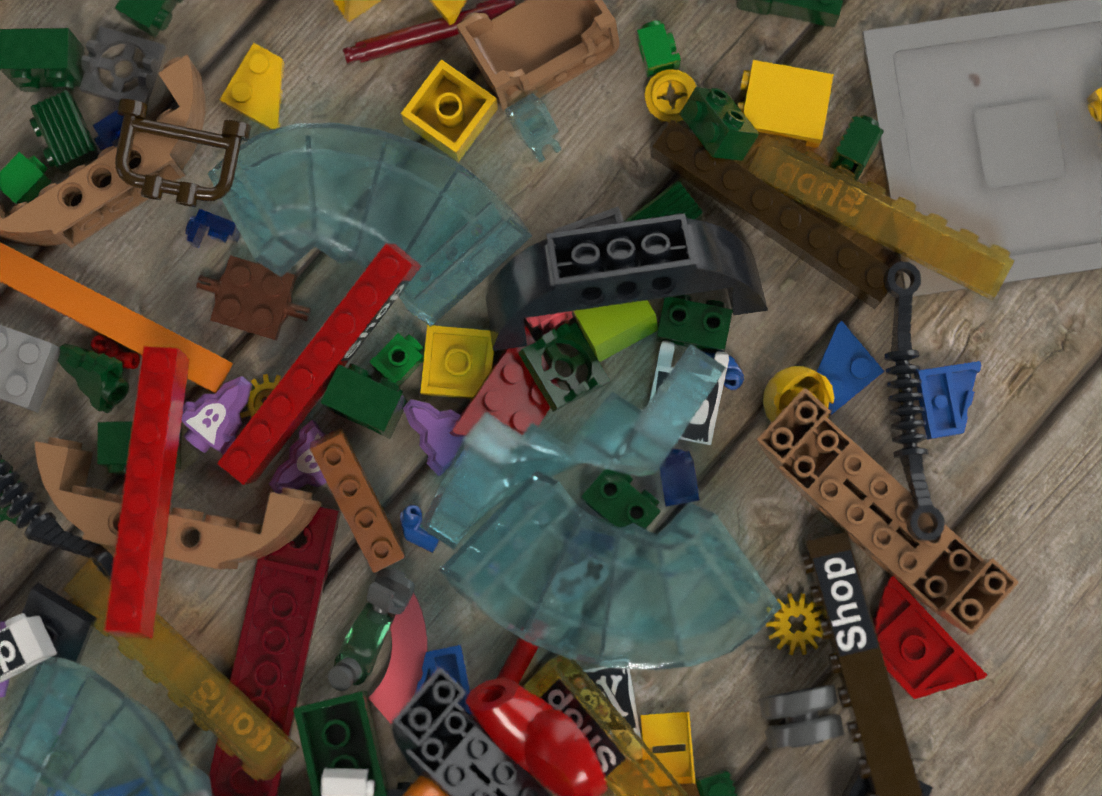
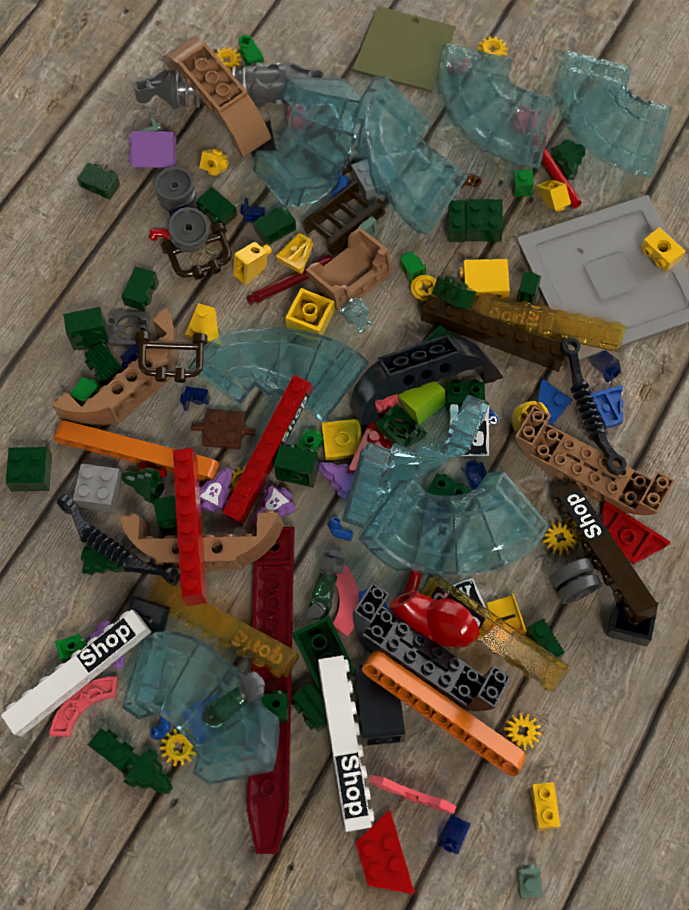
camera: 15 degrees left, 15 degrees down
(357, 499) = (304, 516): dark orange brick -> none
(963, 317) = (607, 365): none -> clear blue bracket

